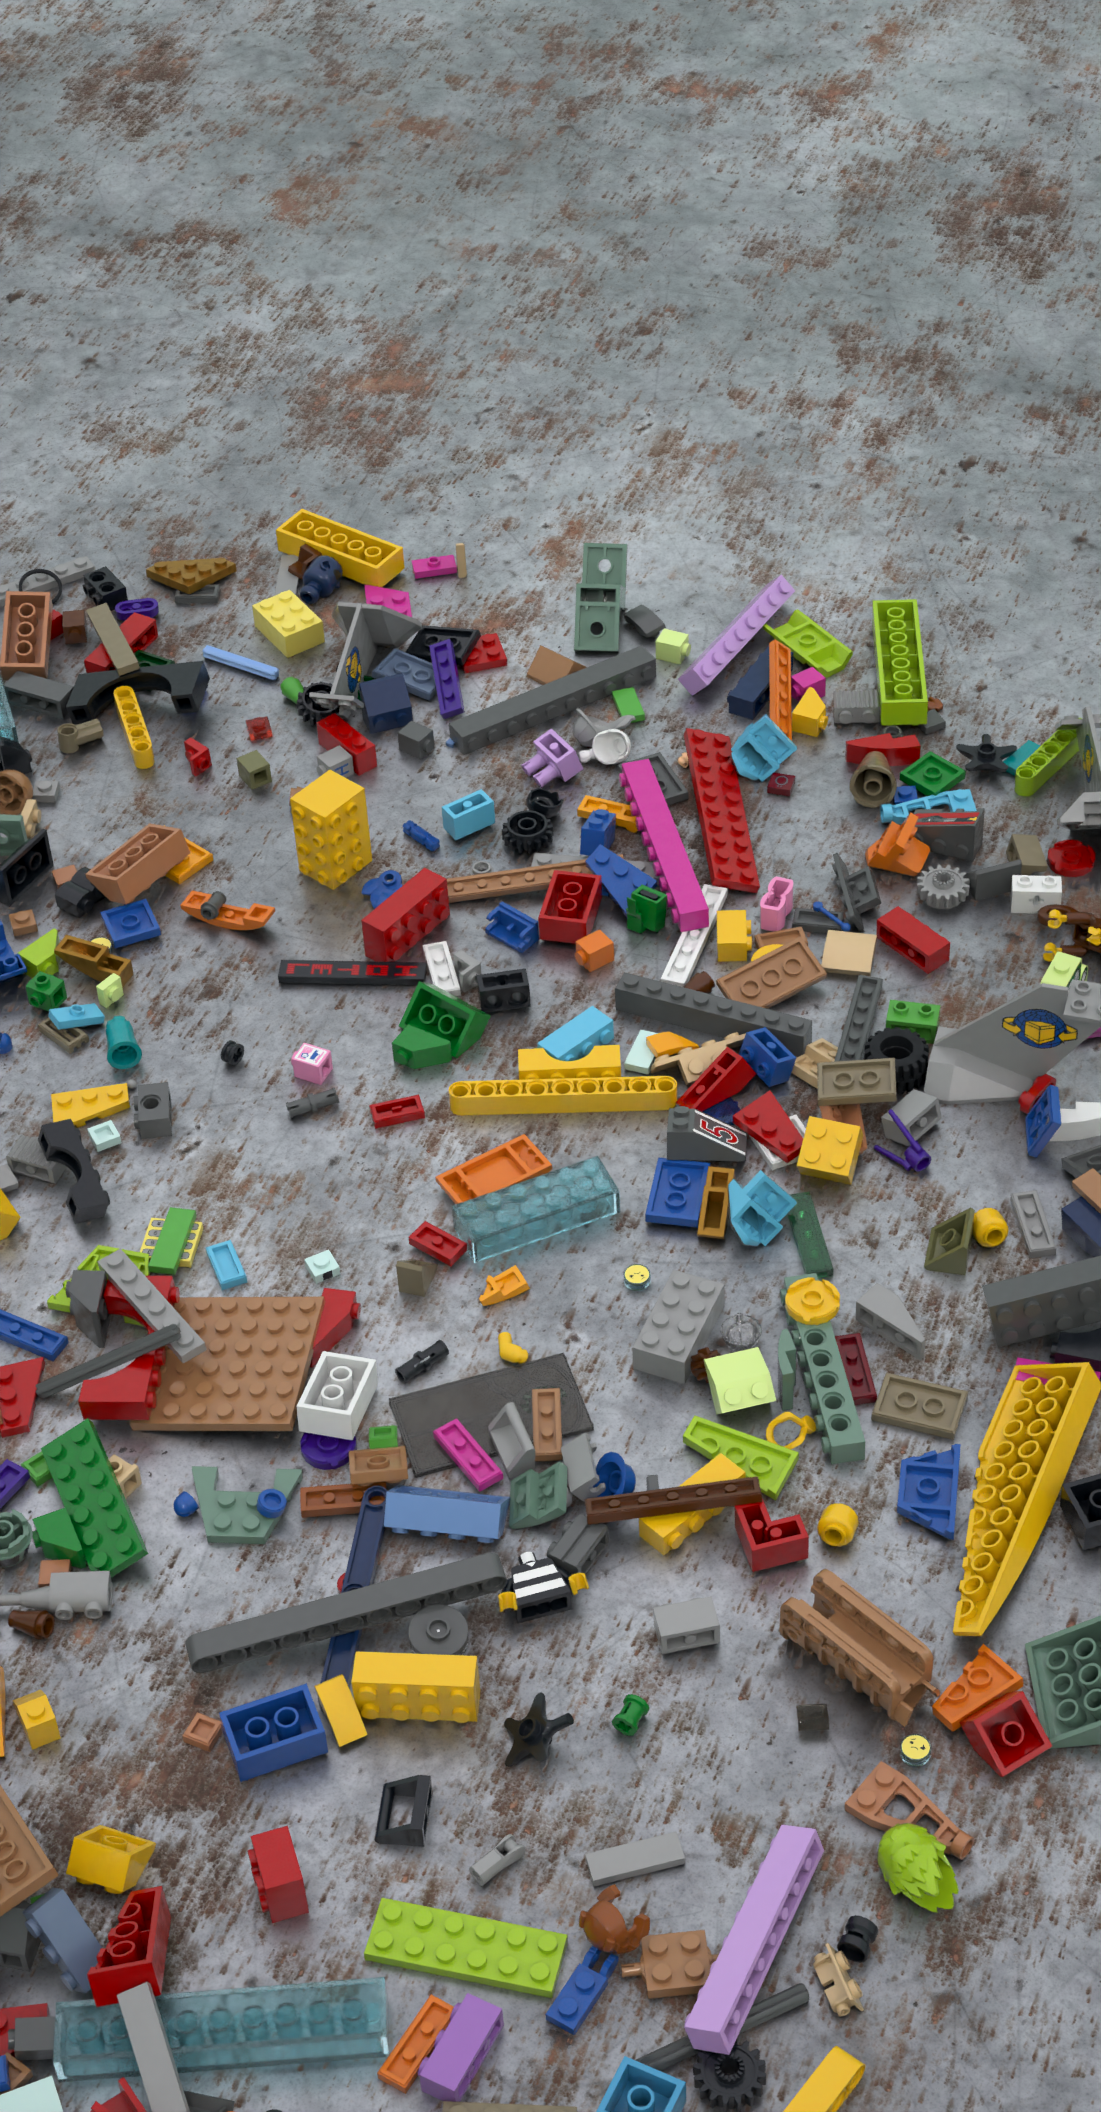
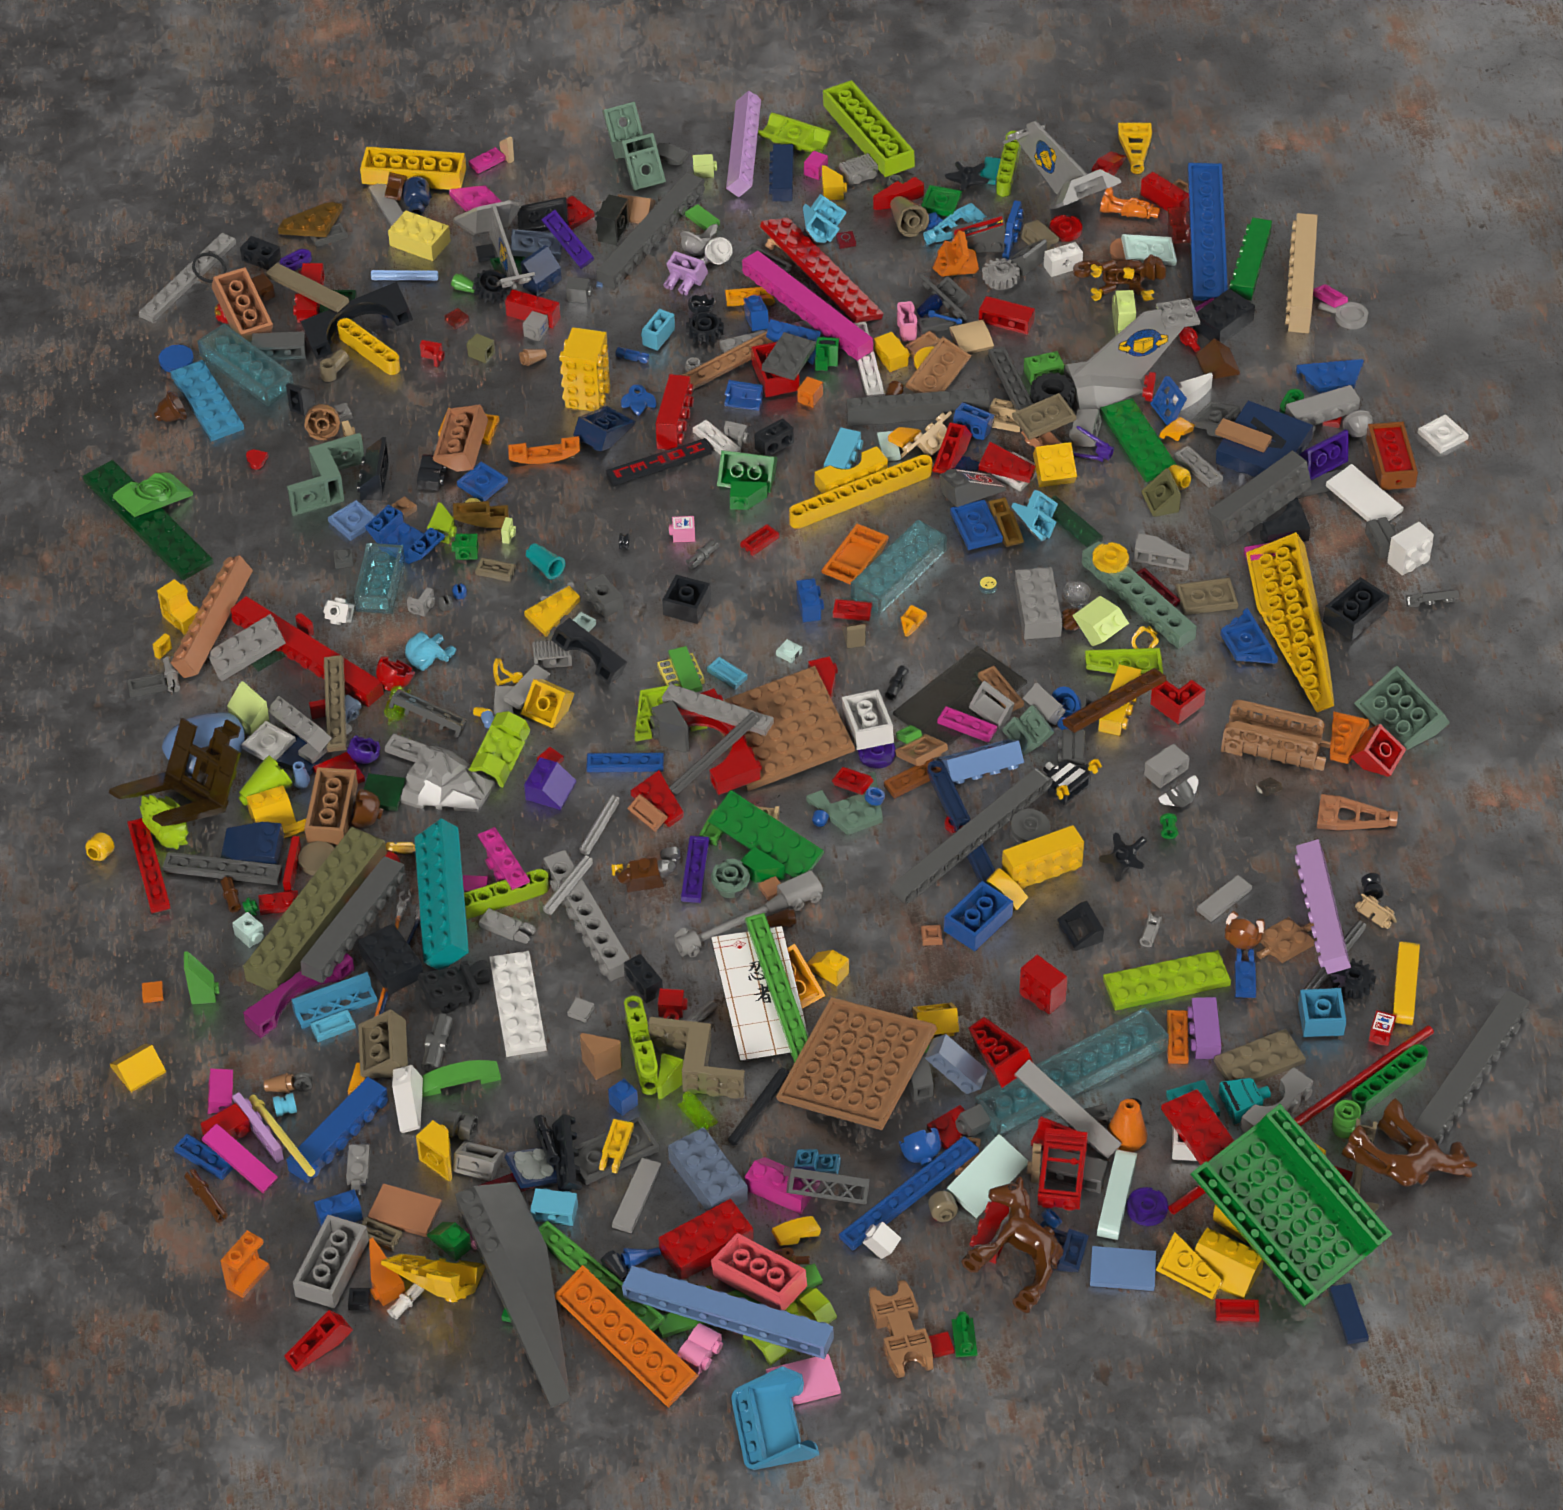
camera: 30 degrees left, 5 degrees up
(63, 875) = (408, 467): nougat tile -> none
(76, 1016) = (499, 555): medium azure plate -> none
(211, 908) = (533, 452): dark grey pin -> none
(242, 1151) = (686, 599): none -> black brick
(261, 1470) = (852, 780): none -> red plate
(316, 907) = (602, 428): none -> dark blue slope
(391, 1209) = (808, 600): none -> blue brick
(509, 1351) = (945, 656): yellow arm -> none
(513, 671) = (612, 219): none -> pearl dark grey brick
(588, 895) = (788, 356): none -> dark grey plate
(678, 1675) = (1181, 794): none -> dark grey piece
(780, 686) = (802, 169): orange tile -> none
(786, 1370) = (1120, 598): sand green slope -> none
(827, 894) = (931, 303): none -> clear blue cone
(837, 1525) = (1210, 679): yellow head -> none
(915, 1750) = (1334, 781): tile -> none
(917, 1866) = (1380, 837): lime head -> none
(976, 1155) = (1137, 438): none -> green plate
(995, 833) = (1013, 225): none -> blue wing
(1037, 1161) = (1177, 428): none -> light orange slope

